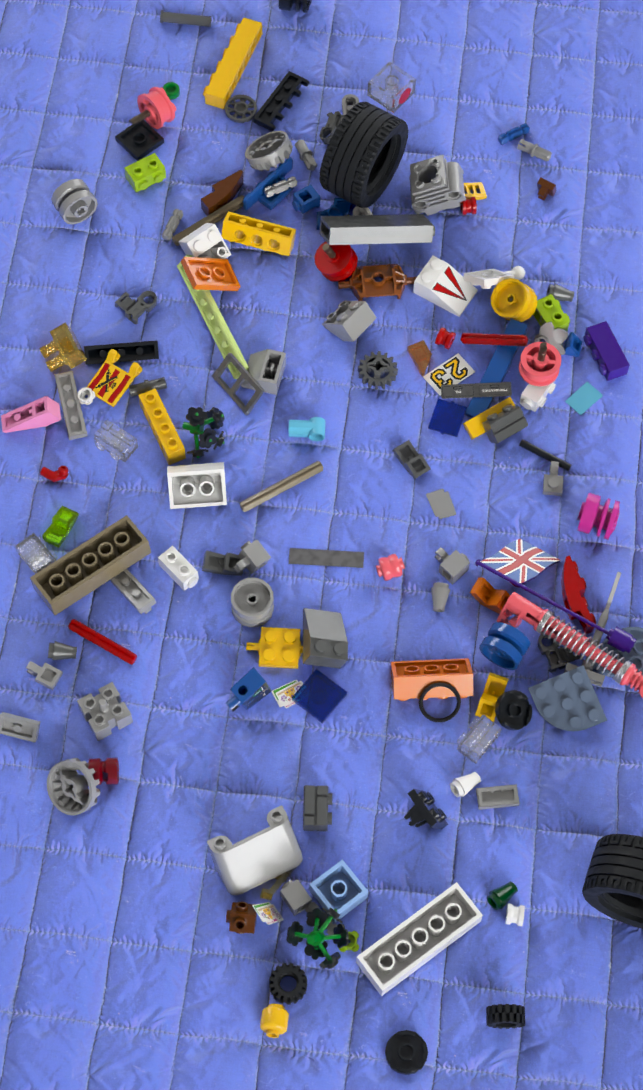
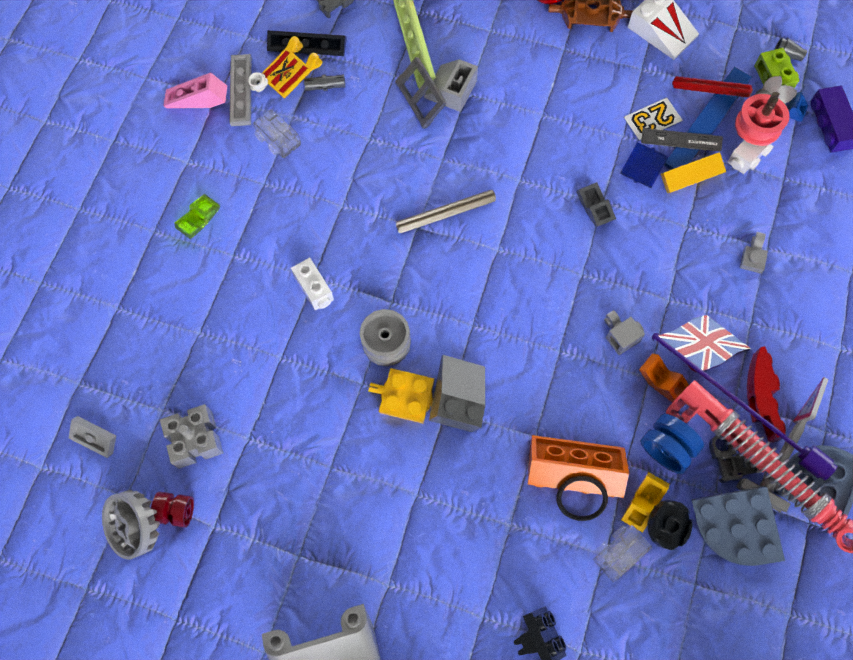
camera: 15 degrees right, 5 degrees up
(35, 553) = (162, 244): clear brick -> none
(46, 675) = (138, 381): light grey plate -> none
(55, 476) = (212, 159): red arm -> none
(61, 651) = (161, 356): dark grey cone -> none
(68, 347) = (249, 27): clear yellow brick -> none
(90, 565) = (214, 264): dark tan brick -> none
(102, 641) = (211, 353): red axle -> none
(133, 591) = (256, 299): light grey hinge -> none
(162, 426) = (329, 126): yellow brick -> none
(196, 485) = (352, 195): white slope -> none
(197, 420) = (370, 140): black plant -> none
(220, 563) = (364, 287): dark grey slope -> none
(252, 556) = (396, 285): light grey brick -> none
(252, 686) = (365, 437): blue torso -> none
(284, 693) = (409, 452): sticker -> none
(312, 428) = (493, 153): medium azure piece -> none
(316, 808) = (410, 603): dark grey brick -> none
(319, 696) = (441, 462): clear blue tile -> none
(326, 557) = (480, 299): flat silver sticker -> none
(350, 320) = (555, 44): light grey slope -> none
(377, 370) = (575, 101): dark grey gear -> none
(390, 567) = (551, 323): coral piece -> none
(420, 355) = (624, 93): clear orange tile -> none
(440, 594) = (603, 366): light grey cone -> none
(441, 503) = (621, 260): light grey sticker -> none
(445, 338) = (655, 78): red wheel -> none
(464, 784) = (594, 608): white cone -> none
(491, 277) = (716, 21): white plate -> none
(497, 797) = (633, 632): light grey plate -> none
(505, 423) = (709, 181): dark grey brick -> none
(513, 300) = (740, 47): yellow wheel -> none
(542, 453) = (772, 240): black bar -> none
(584, 398) = (801, 167): medium azure sticker -> none
(598, 516) = (811, 307): dark pink wheel -> none

